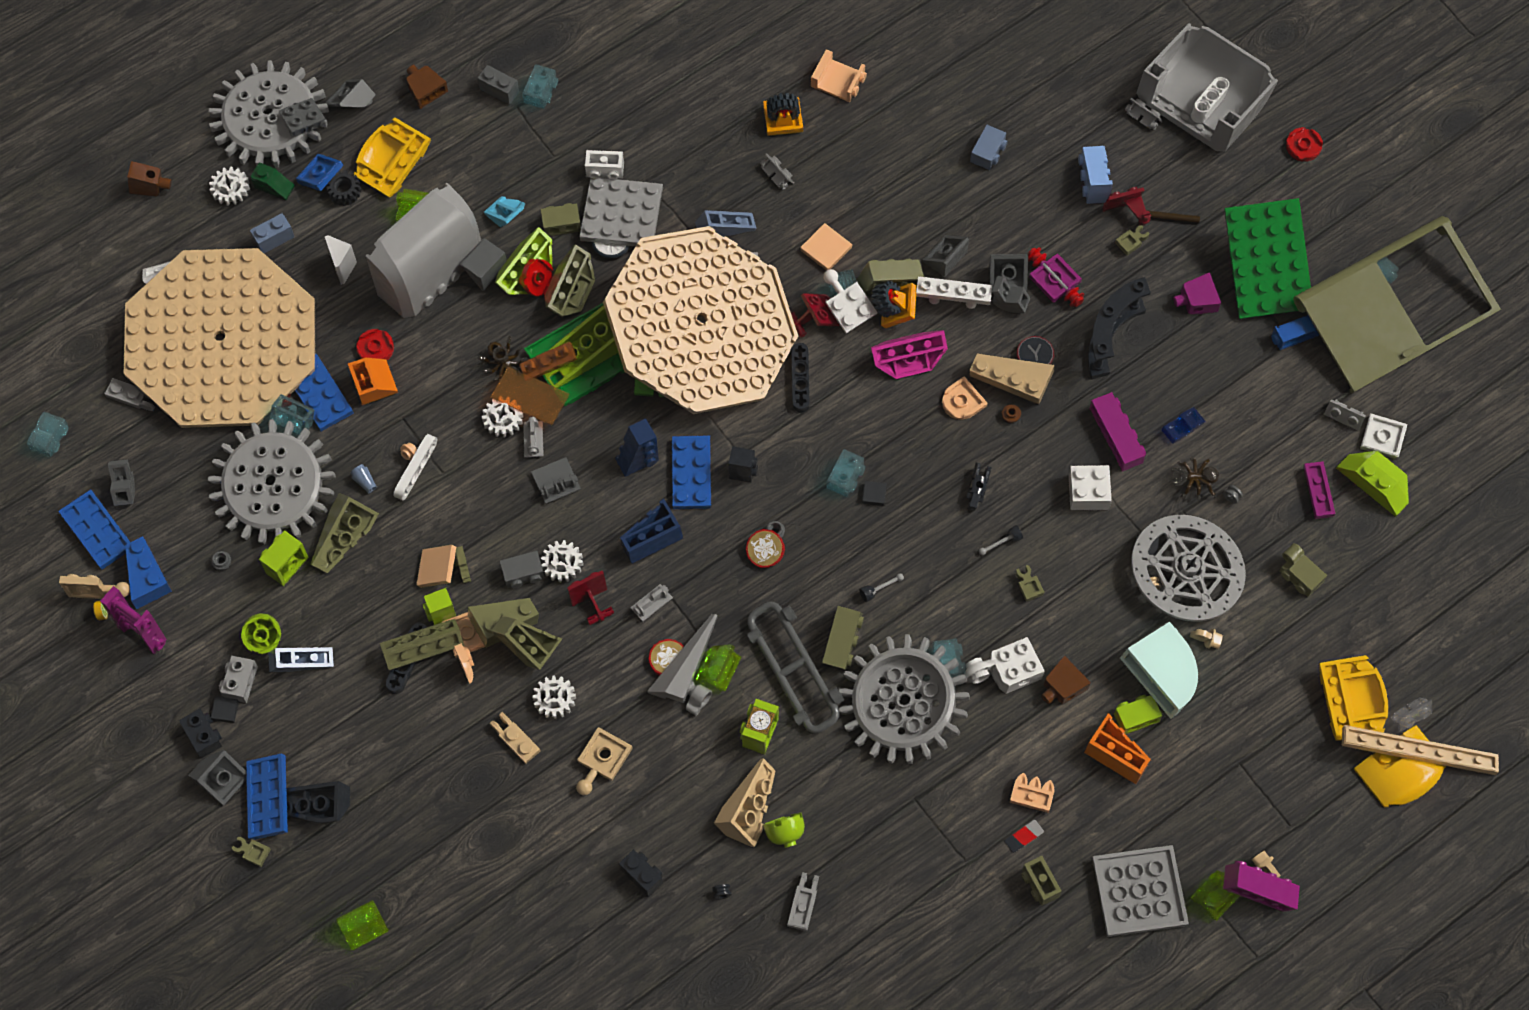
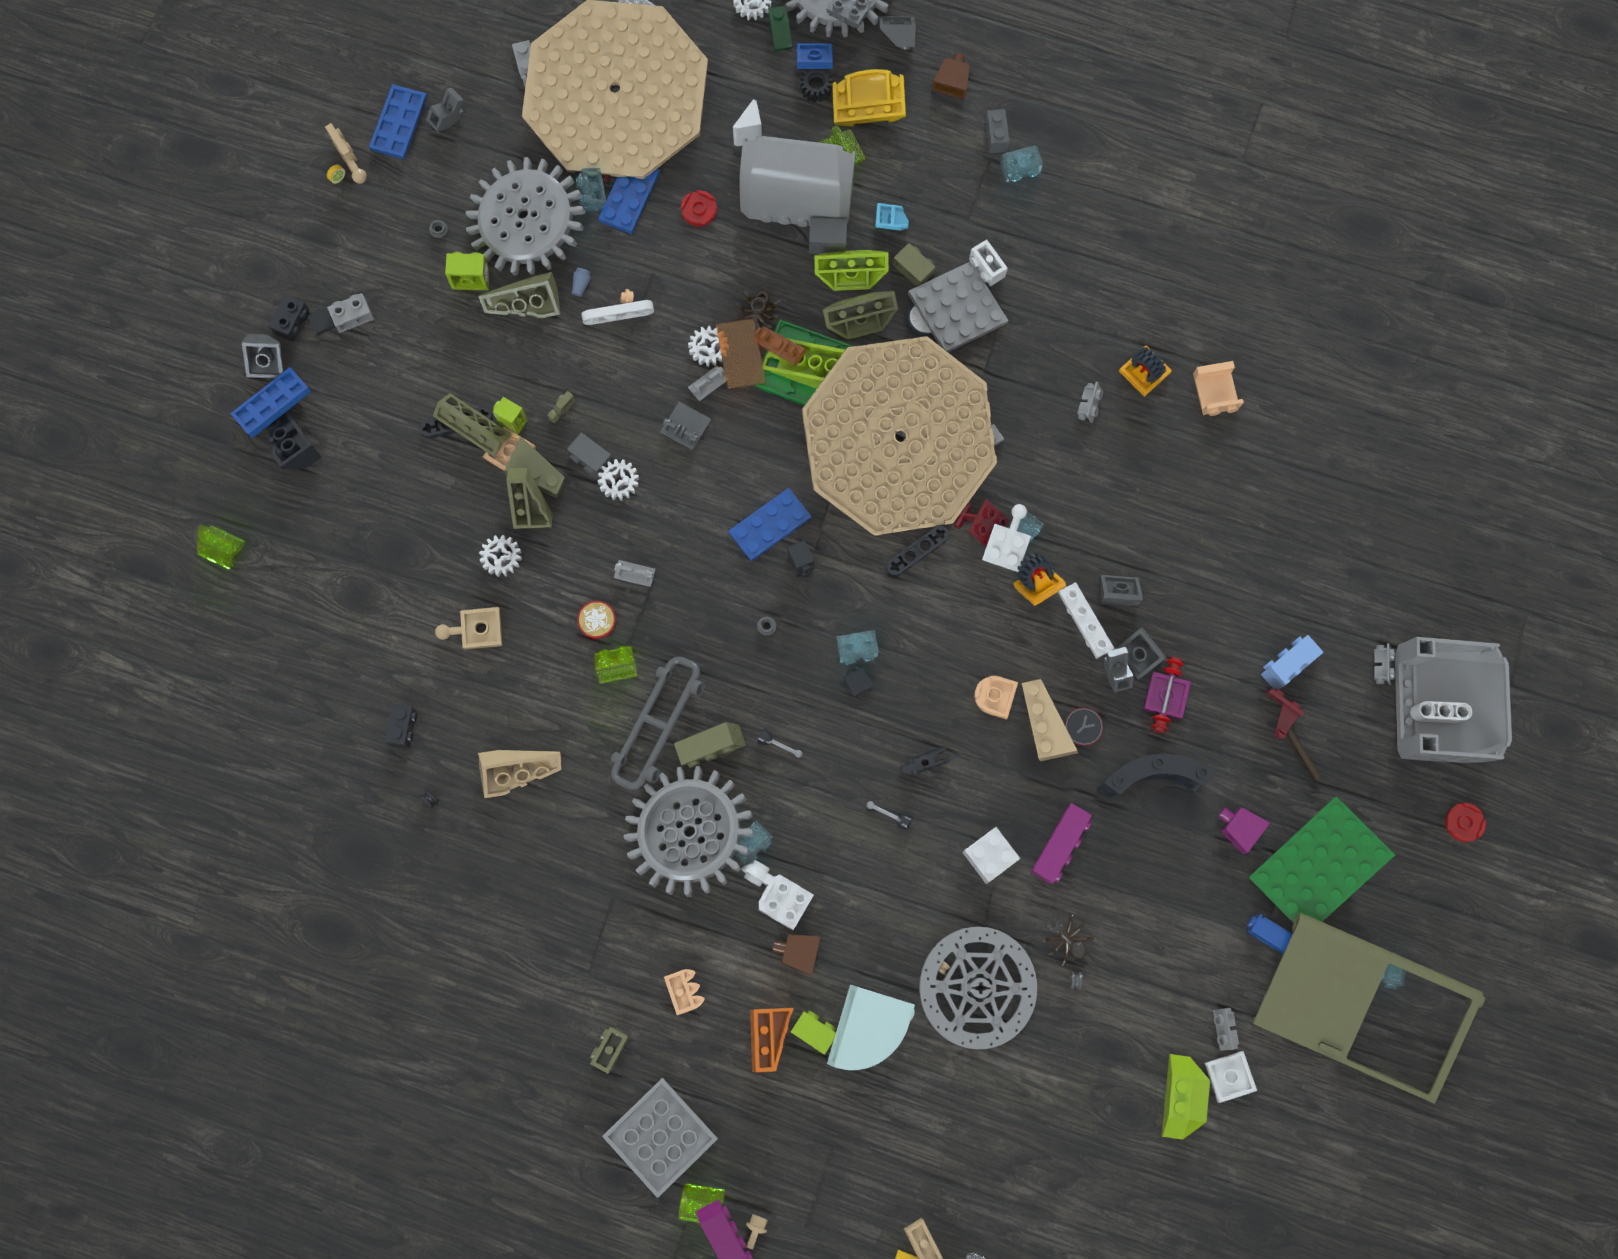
camera: 50 degrees right, 10 degrees up
(47, 434) = (449, 29): clear light blue brick -> none
(127, 618) = (334, 198): magenta fence -> none
(144, 573) = (386, 182): blue wedge -> none
(253, 852) = (223, 425): olive plate -> none
(261, 633) = (395, 300): lime cylinder -> none
(272, 233) = (735, 61): sand blue brick -> none
(300, 659) = (398, 345): sand blue slope -> none
(372, 379) = (666, 225): orange slope -> none
(436, 566) = (544, 388): light nougat tile -> none
(465, 660) = (477, 468): light nougat plate -> none
(516, 739) = (447, 552): tan hinge -> none
(529, 274) = (846, 274): red plate -> none
(586, 589) = (611, 517): dark red plate -> none
(639, 448) = (754, 469): dark blue wedge -> none
(652, 533) = (690, 531): dark blue wedge -> none
(678, 676) = (582, 638): light grey wedge -> none
(698, 698) = (580, 665): light grey piece -> none
(726, 222) = (1009, 394): sand blue slope -> none
(759, 726) = (583, 731): lime brick -> none
(765, 548) = (743, 629): tile -> none
(785, 829) = (512, 812): lime cylinder -> none
(803, 904) = (463, 869): light grey hinge -> none
(826, 247) = (1052, 489): light nougat tile -> none
(898, 271) = (1063, 558): olive wedge -> none
(910, 353) = (1002, 623): dark pink wedge -> none
(988, 147) = (1247, 556): sand blue brick -> none
(1011, 418) = (1012, 750): reddish brown plate -> none
(1024, 836) = (644, 1008): sticker -> none
(1029, 585) = (865, 865): olive plate -> none
(1131, 241) = (1250, 735): olive plate -> none
(1183, 426) = (1110, 896): clear blue slope -> none
(1210, 638) = (928, 1050): tan piece -> none
(1301, 571) = (1045, 1087): olive hinge -> none
(1319, 490) = (1135, 1053): magenta plate -> none
(1354, 694) = (961, 1209): yellow slope -> none

